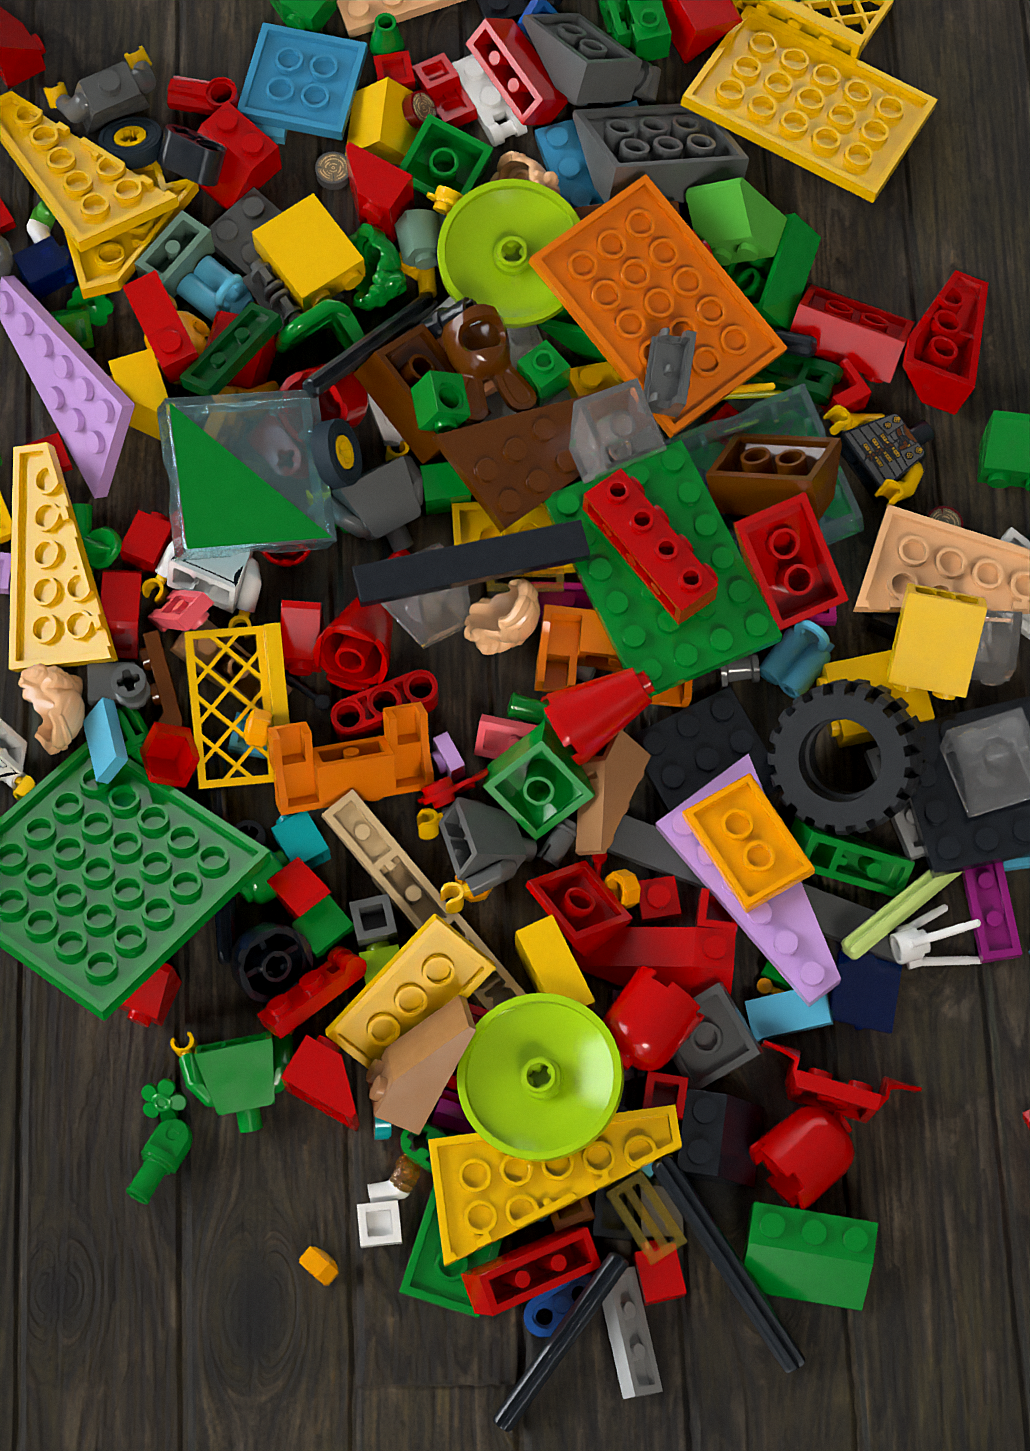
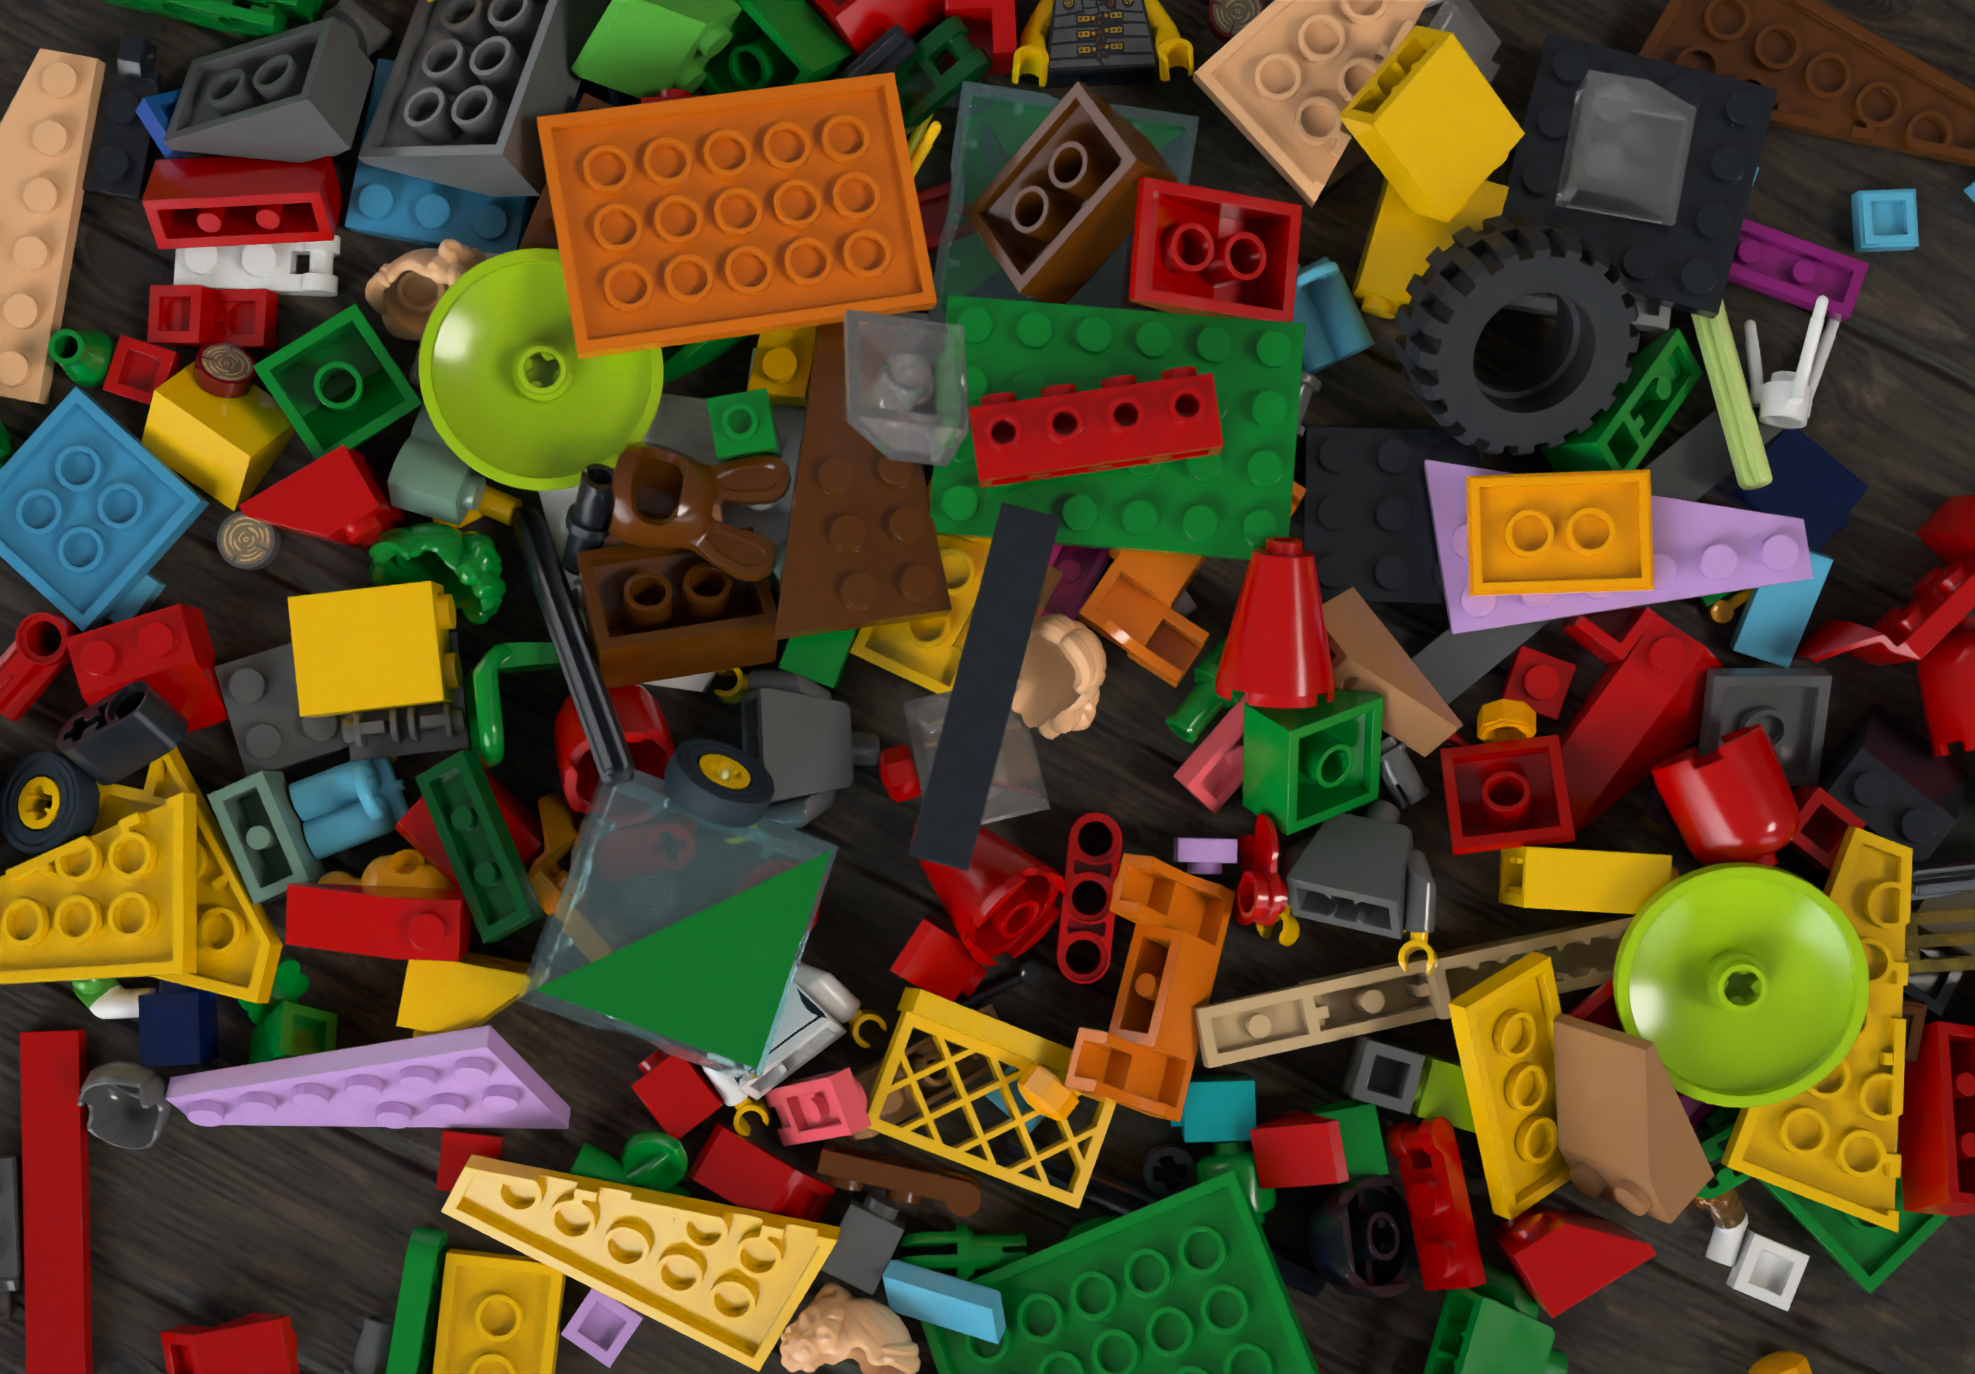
camera: 60 degrees left, 15 degrees up
(130, 673) = (876, 1239): dark grey bush -> none
(169, 755) = (1013, 1226): red panel -> none
(440, 401) = (720, 578): green brick -> none
(444, 199) = (404, 416): yellow plate -> none
(669, 371) = (854, 257): dark grey hinge -> none

